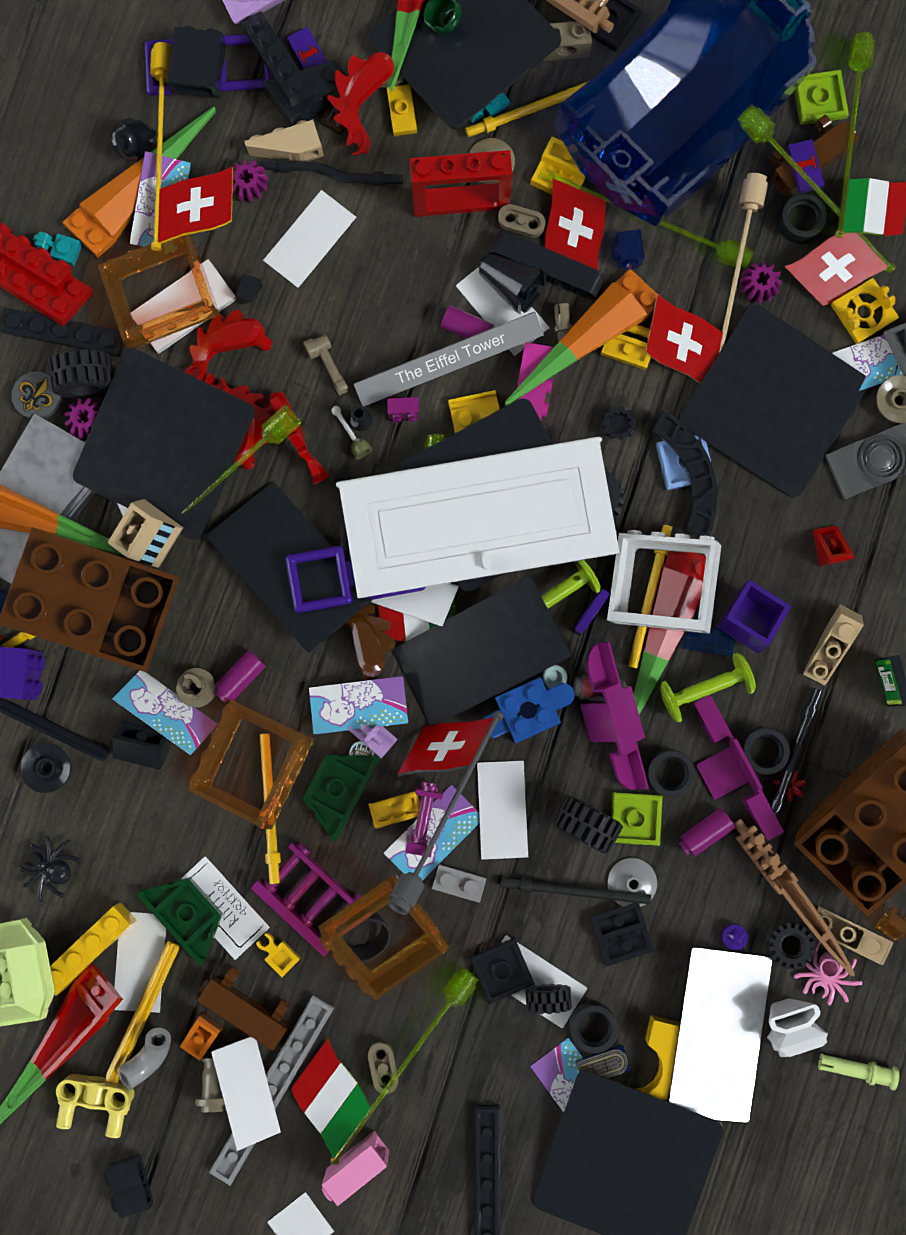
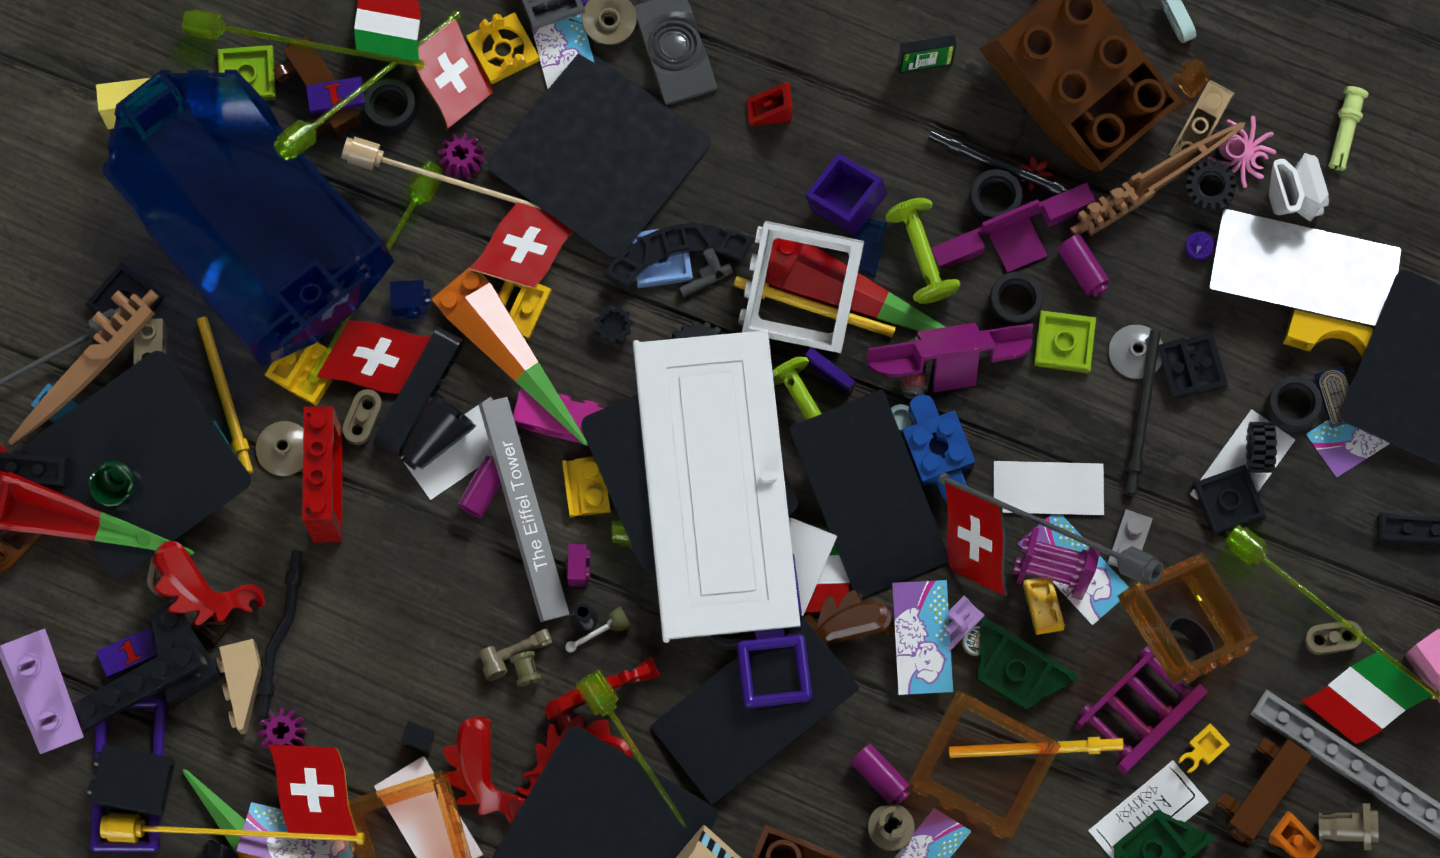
camera: 90 degrees left, 10 degrees down
(245, 1092) = (1357, 789): white sticker -> none
(309, 238) = (357, 666): white sticker -> none
(313, 373) = (525, 668): none -> olive bush
(402, 110) = (213, 546): yellow plate -> none
(562, 320) = (493, 379): dark tan pin -> none
(588, 825) = (1070, 389): black tyre -> none
(672, 502) = (707, 273): none -> dark grey hose
(833, 644) = (880, 113): tan slope -> none

